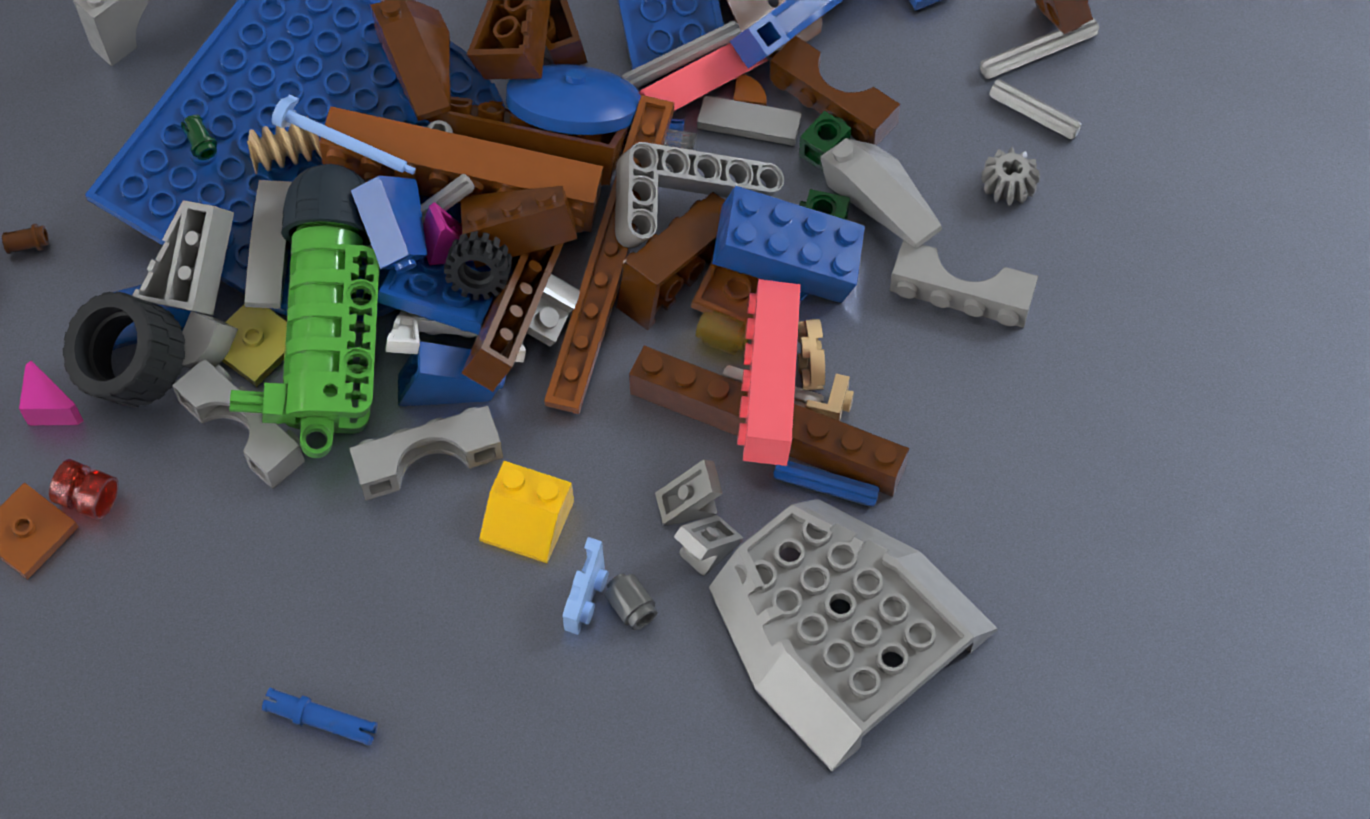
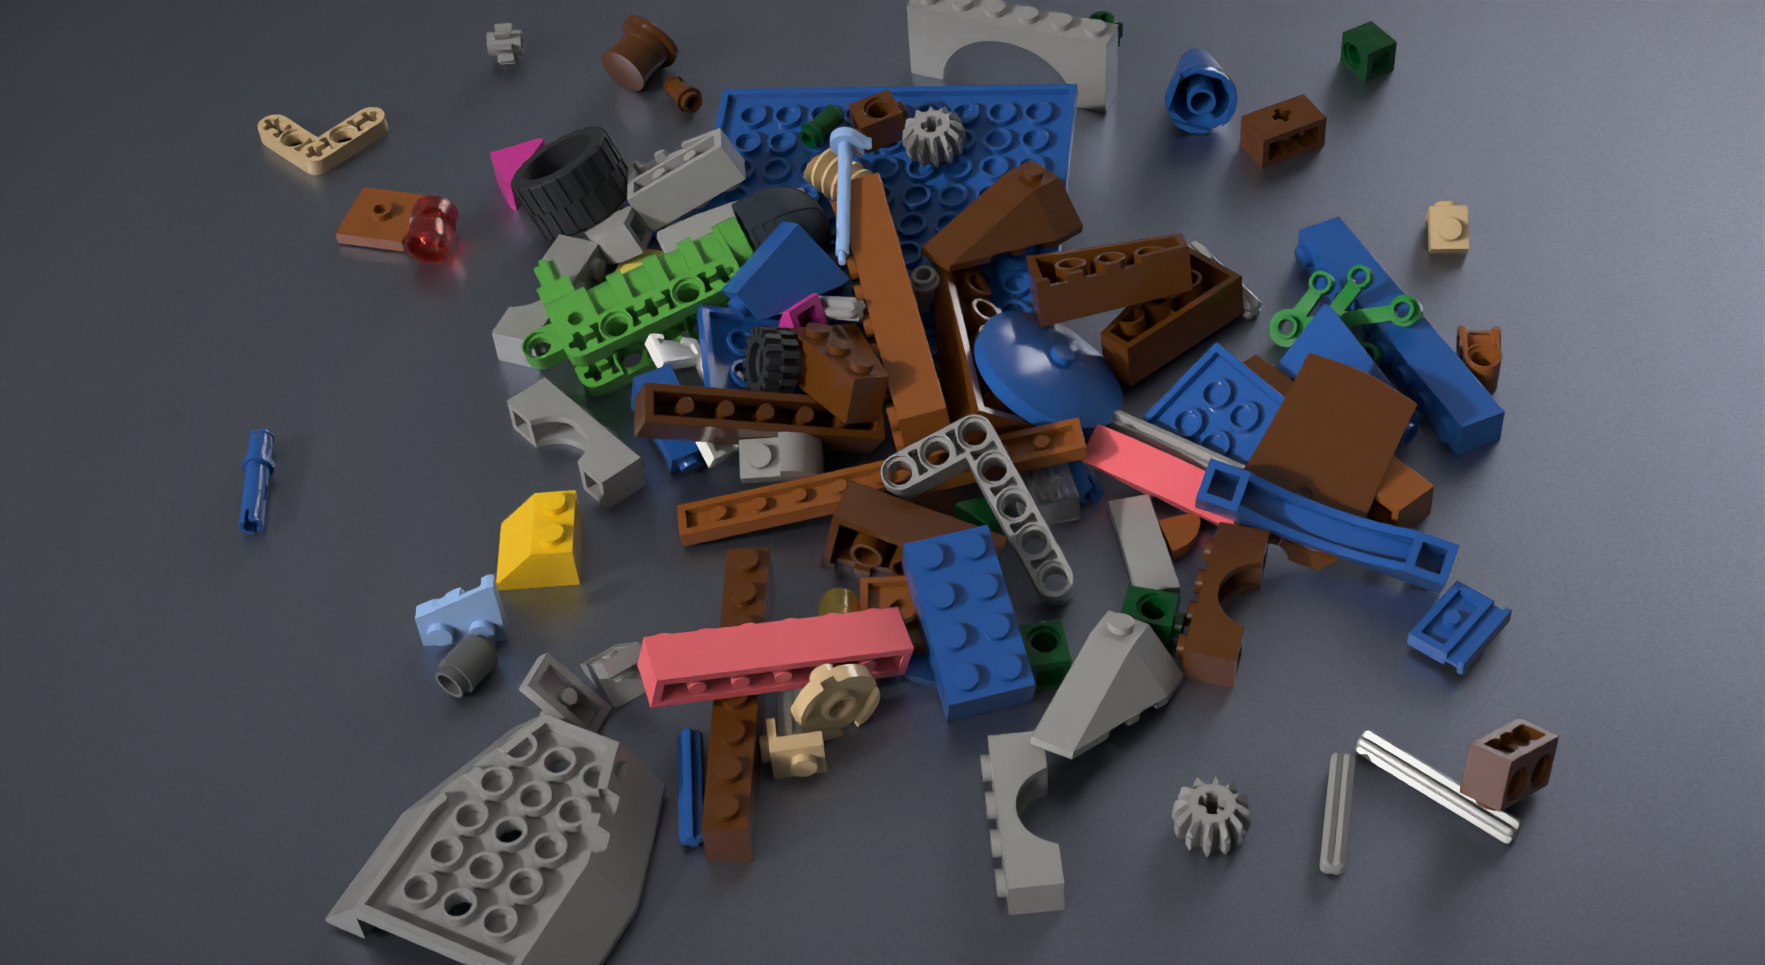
camera: 70 degrees right, 15 degrees down
(231, 105) = (879, 118): none -> reddish brown brick
(265, 66) = (933, 136): none -> light grey gear
(670, 206) = (979, 513): none -> green slope

